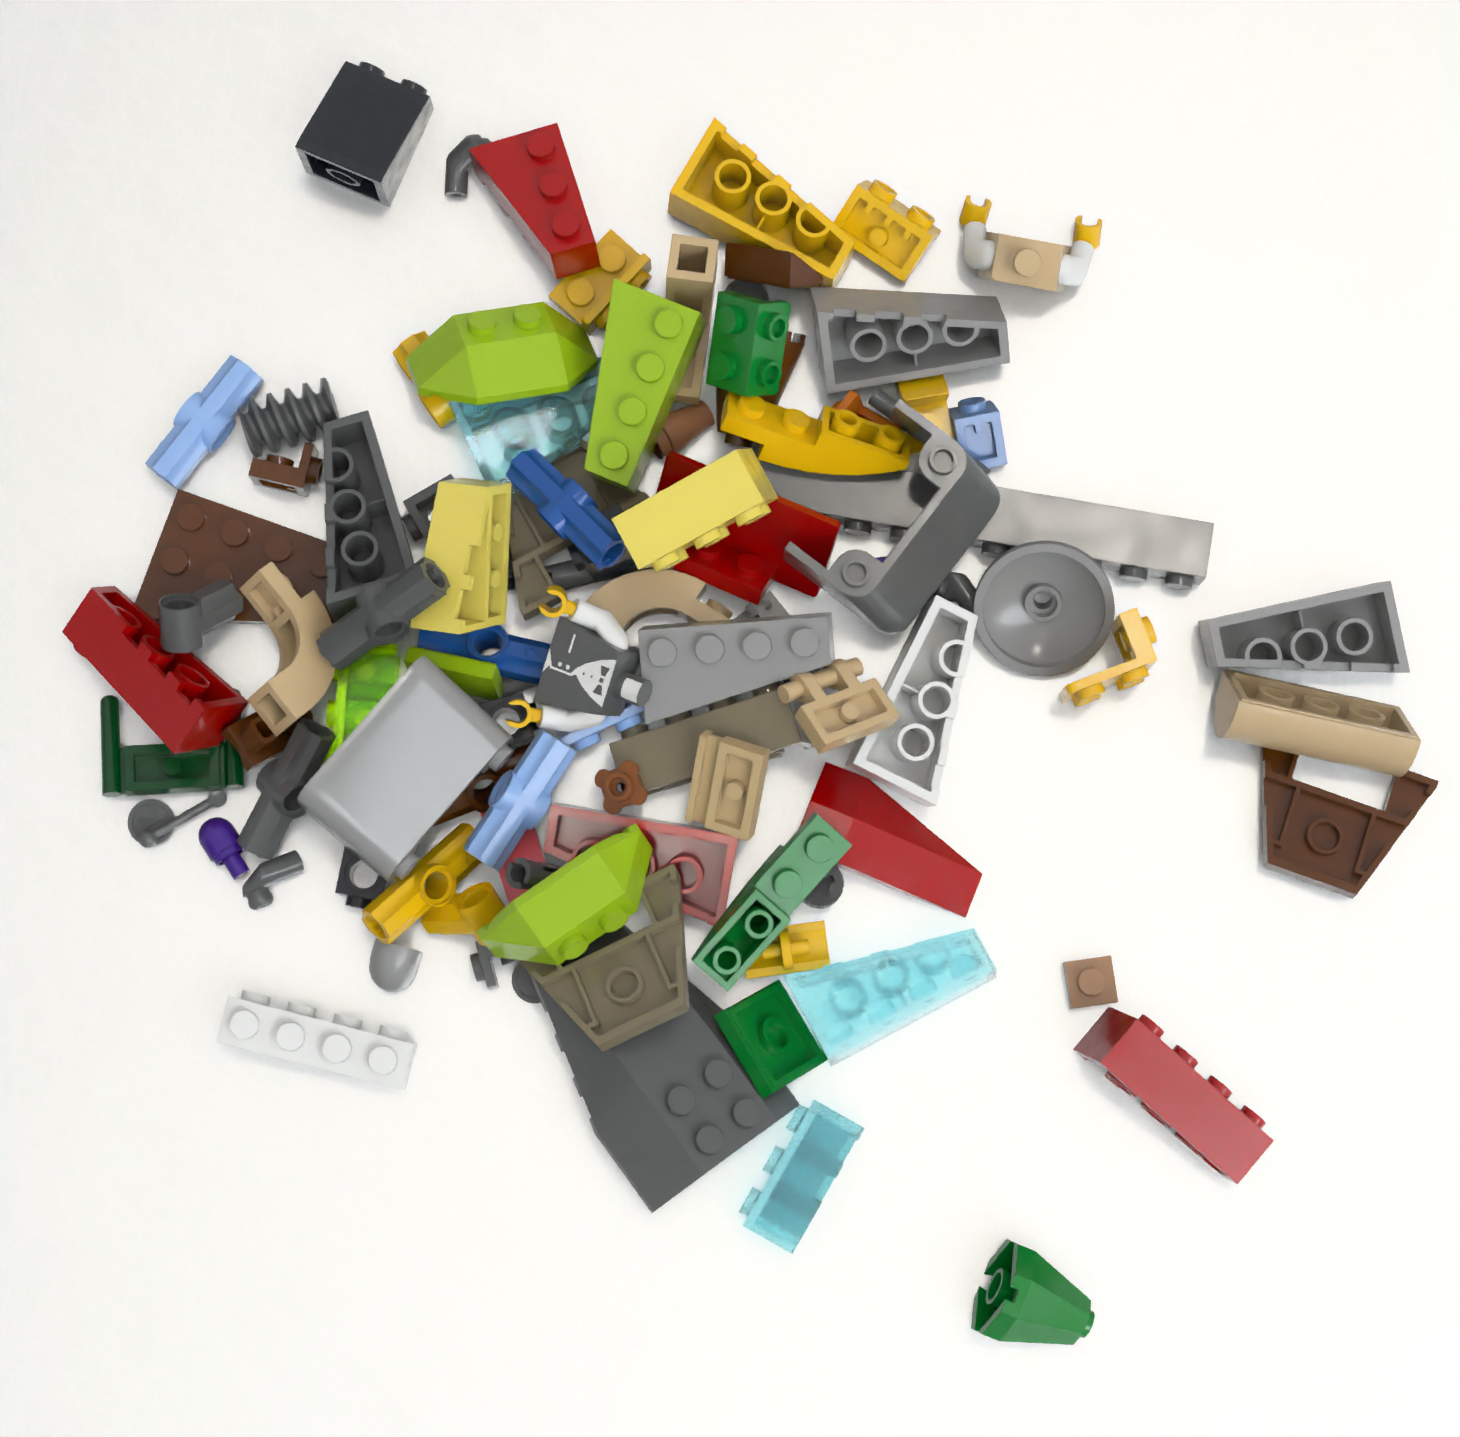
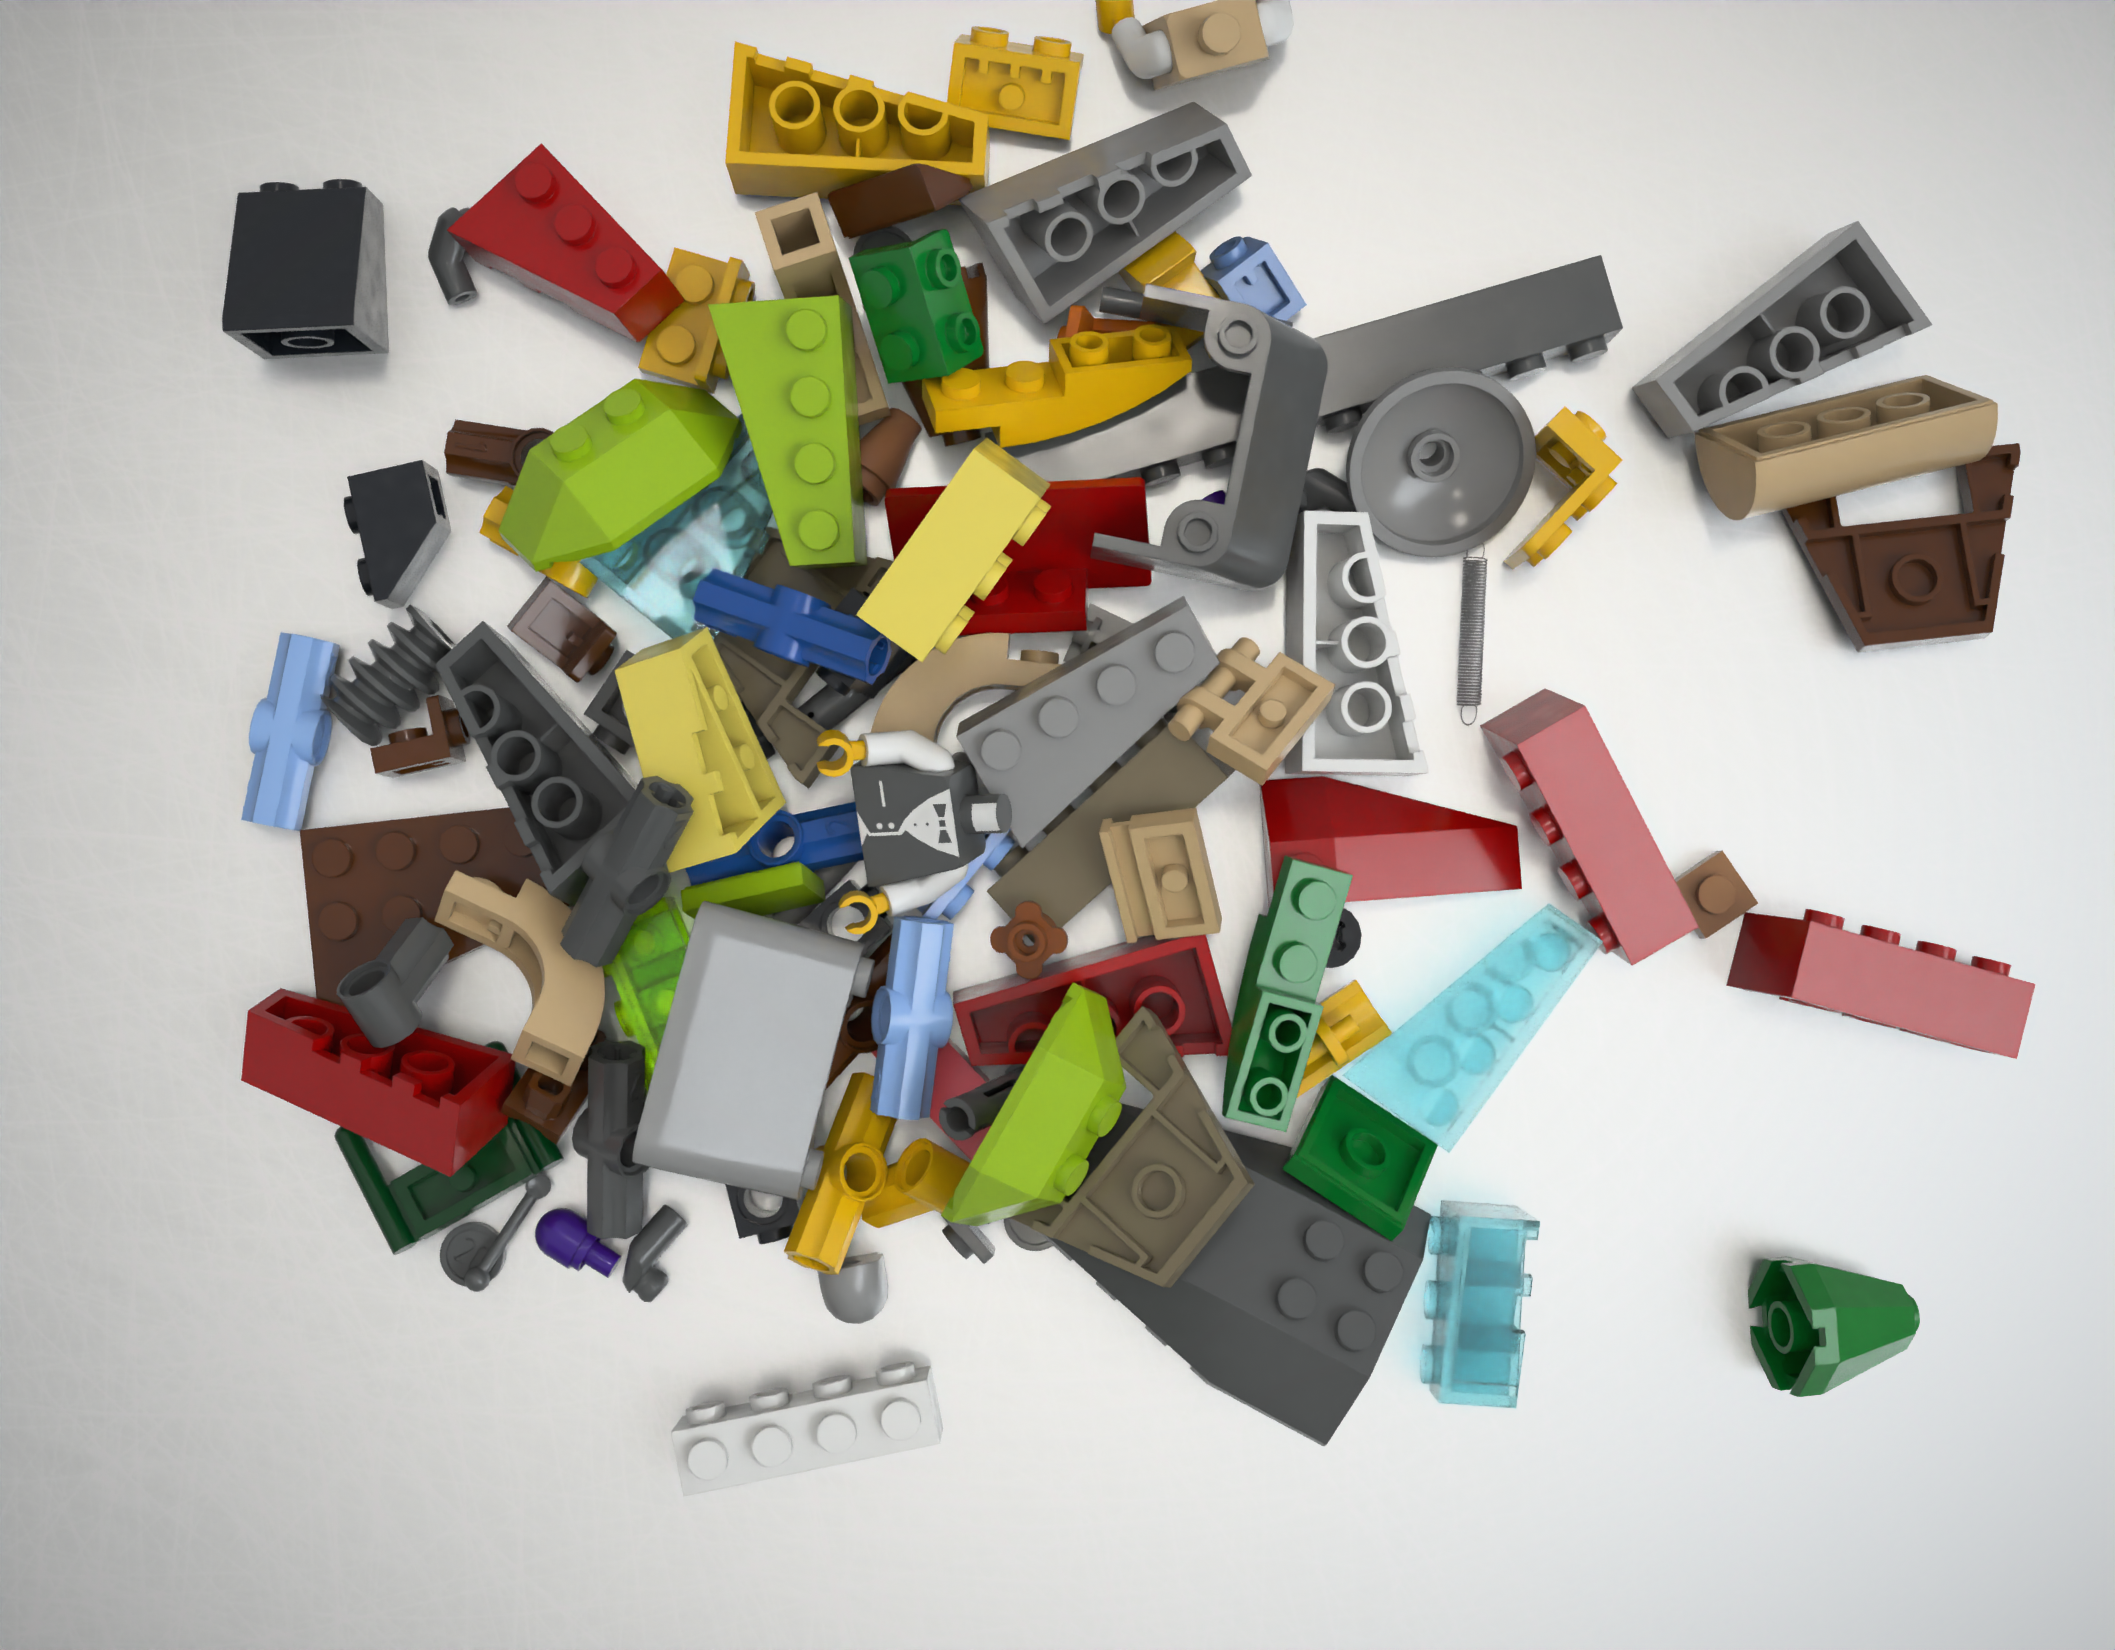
camera: 20 degrees left, 5 degrees up
(342, 324) = (400, 527): none -> black slope
(415, 442) = (564, 631): none -> bracket
(425, 303) = (489, 451): none -> reddish brown piece
(988, 775) = (1468, 615): none -> light grey piece
(1029, 895) = (1590, 824): none -> wedge

